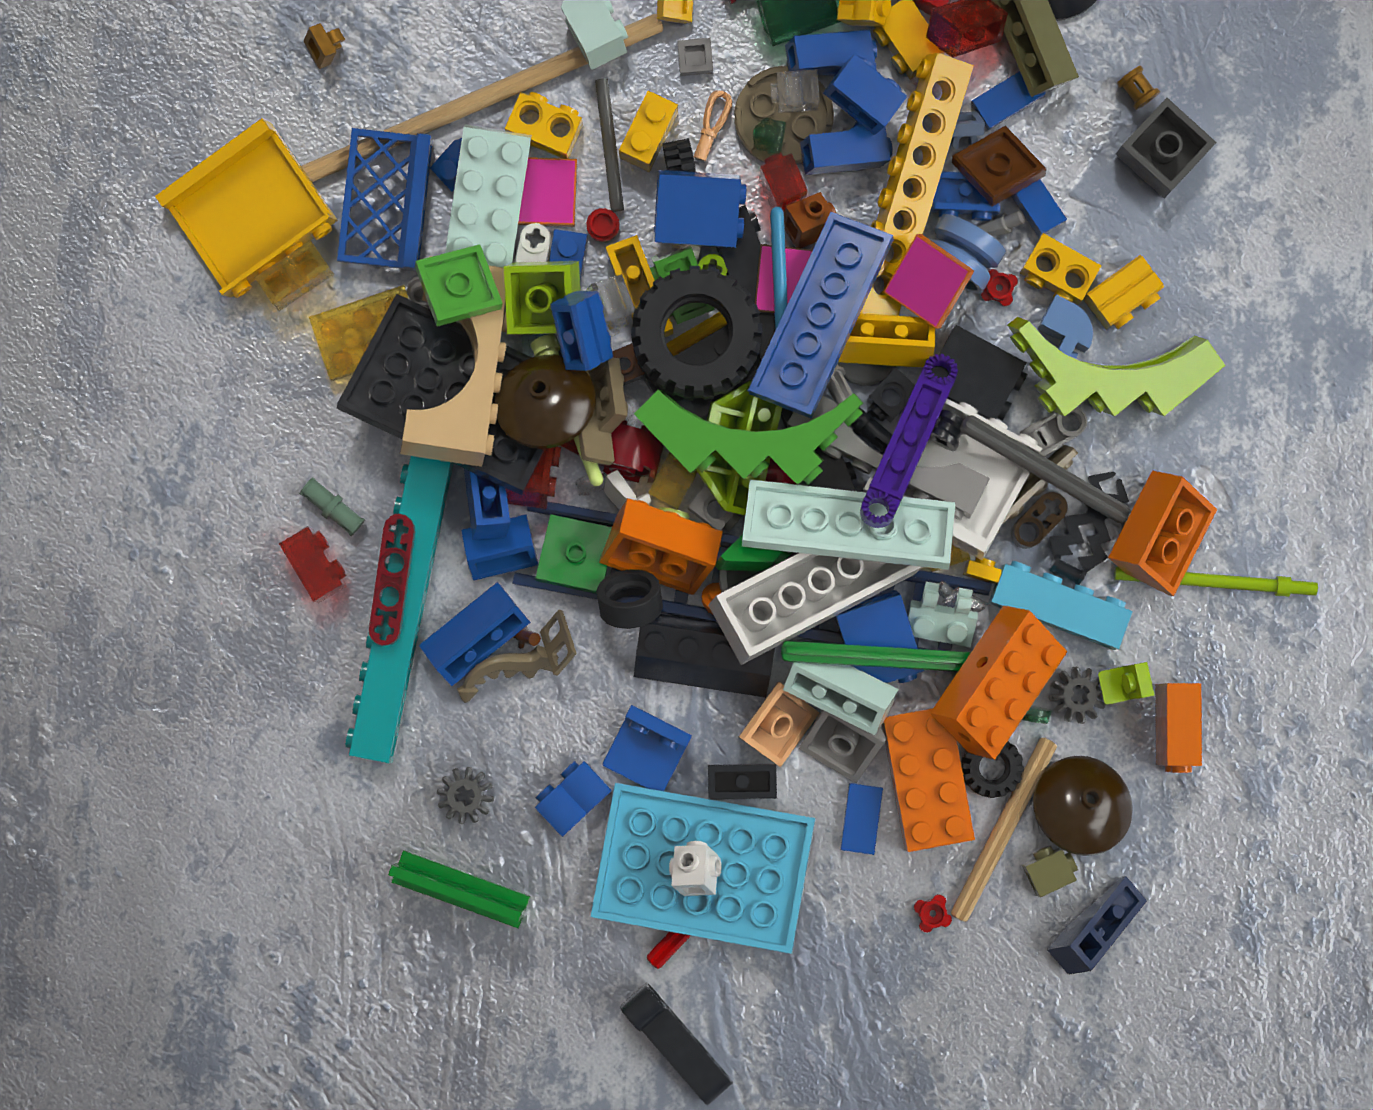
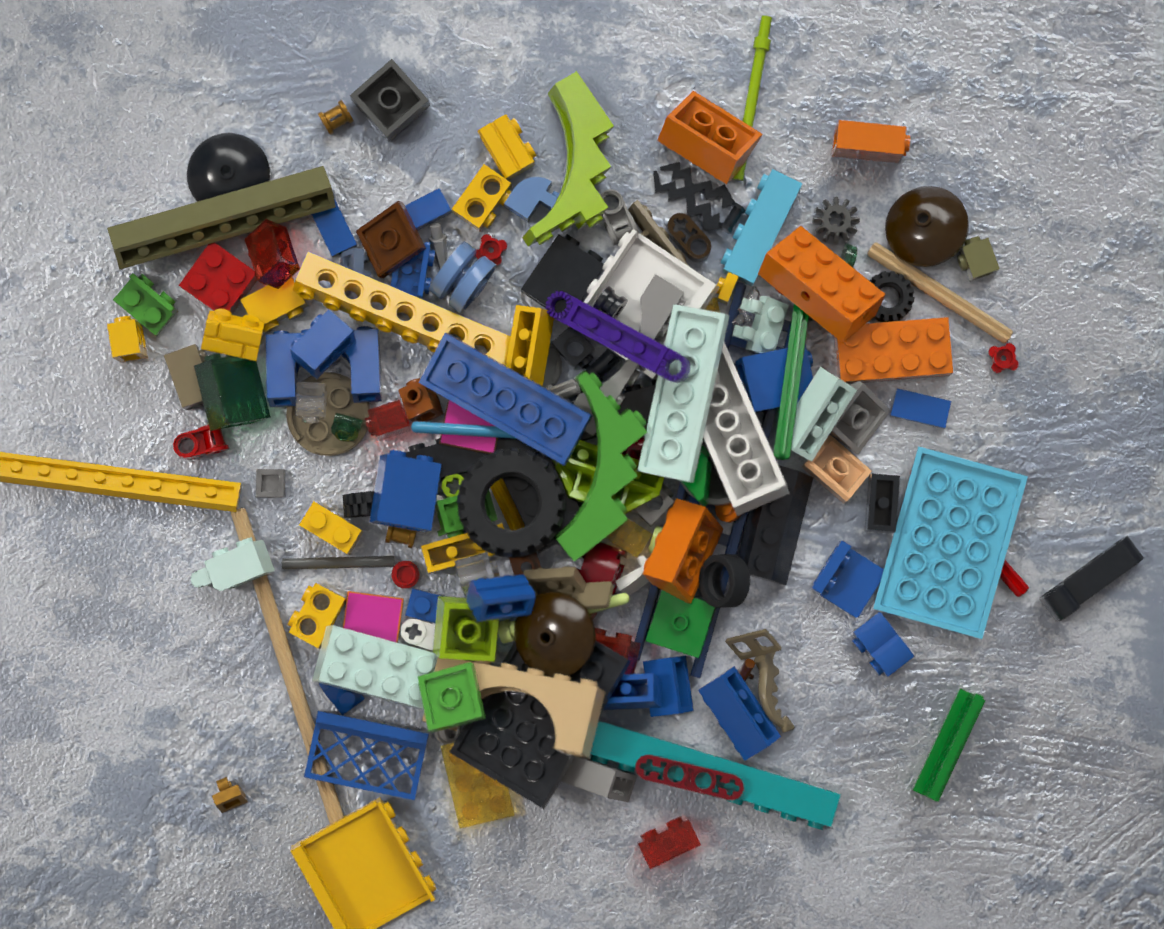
camera: 85 degrees left, 0 degrees up
(294, 275) = (424, 837): clear yellow brick -> none
(332, 506) = (620, 823): sand green pin -> none
(380, 475) = (600, 779): none -> light grey slope
(461, 806) = (864, 728): dark grey gear -> none
(646, 214) = (400, 536): none -> pearl gold bush
(695, 869) = (952, 548): white brick -> none
(709, 134) = (337, 478): light nougat piece -> none
(928, 281) = (486, 307): dark pink tile -> none
(1045, 469) = (649, 228): dark grey axle -> none
(1097, 928) = (1027, 225): dark blue slope -> none
(1126, 683) = (831, 180): lime slope -> none

